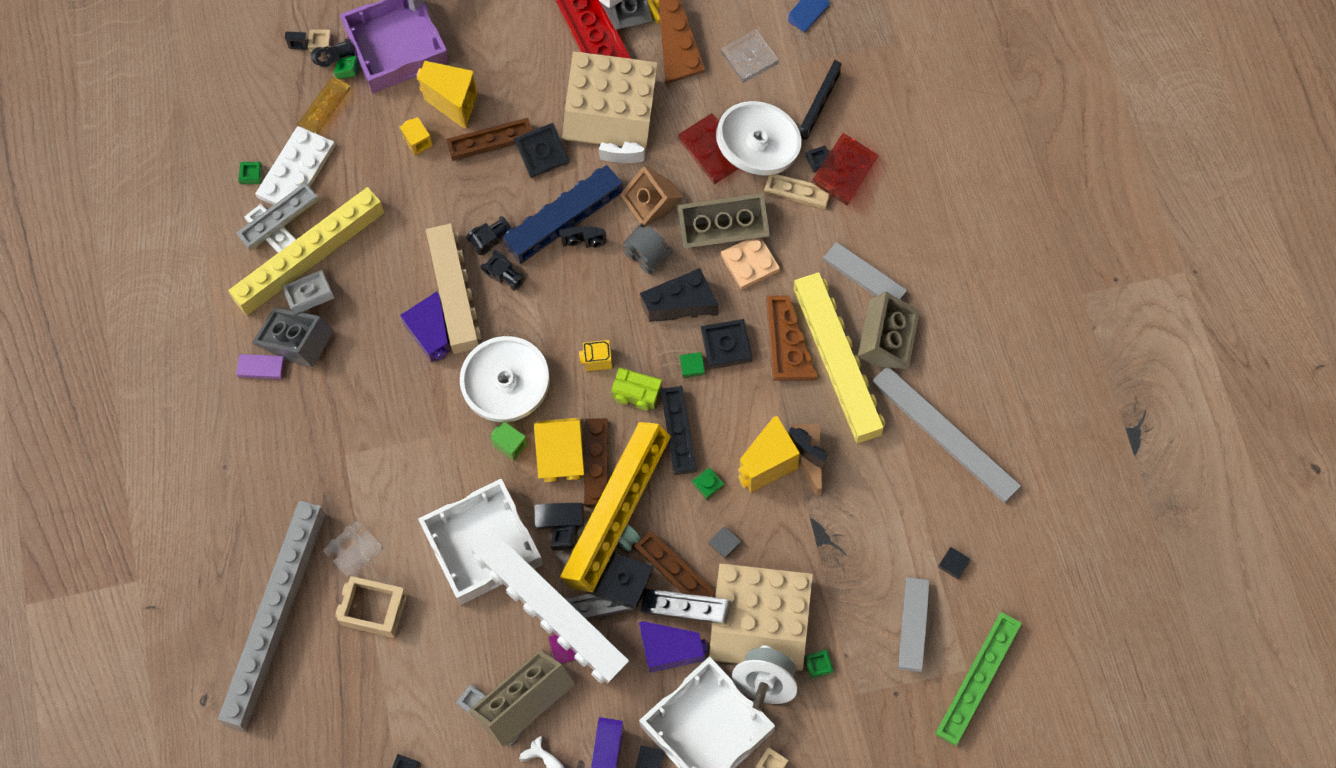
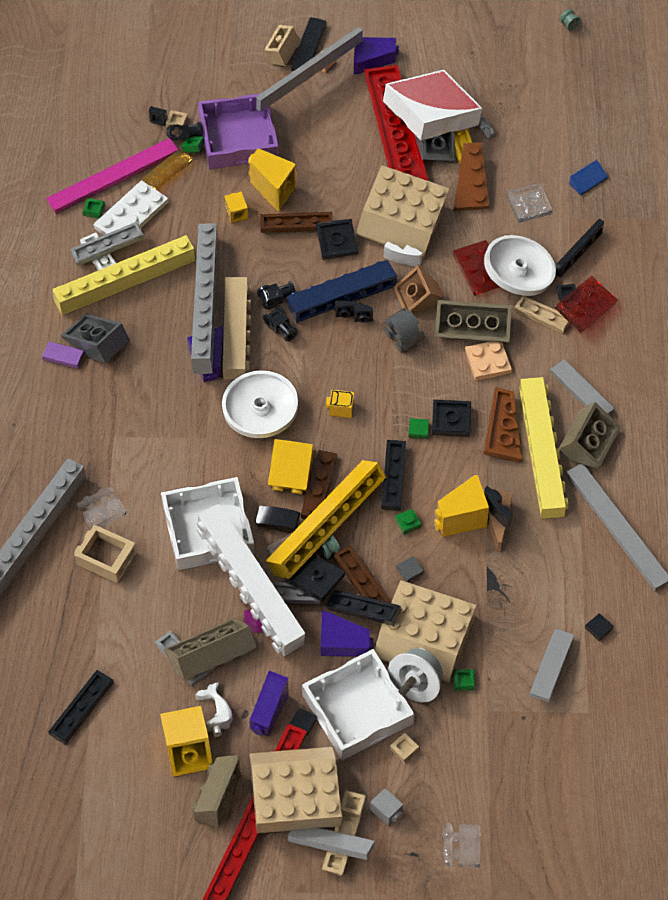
camera: 10 degrees right, 10 degrees down
(261, 127) = (111, 176): none -> dark pink tile
(307, 292) = (116, 305): light grey tile -> none
(409, 263) = (205, 299): none -> light grey brick
(508, 440) = (251, 452): bright green brick -> none
(563, 538) = (276, 535): black tile -> none
(636, 389) = (367, 436): lime brick -> none
(679, 298) = (421, 373): black wedge -> none
(978, 679) = (595, 719): bright green plate -> none

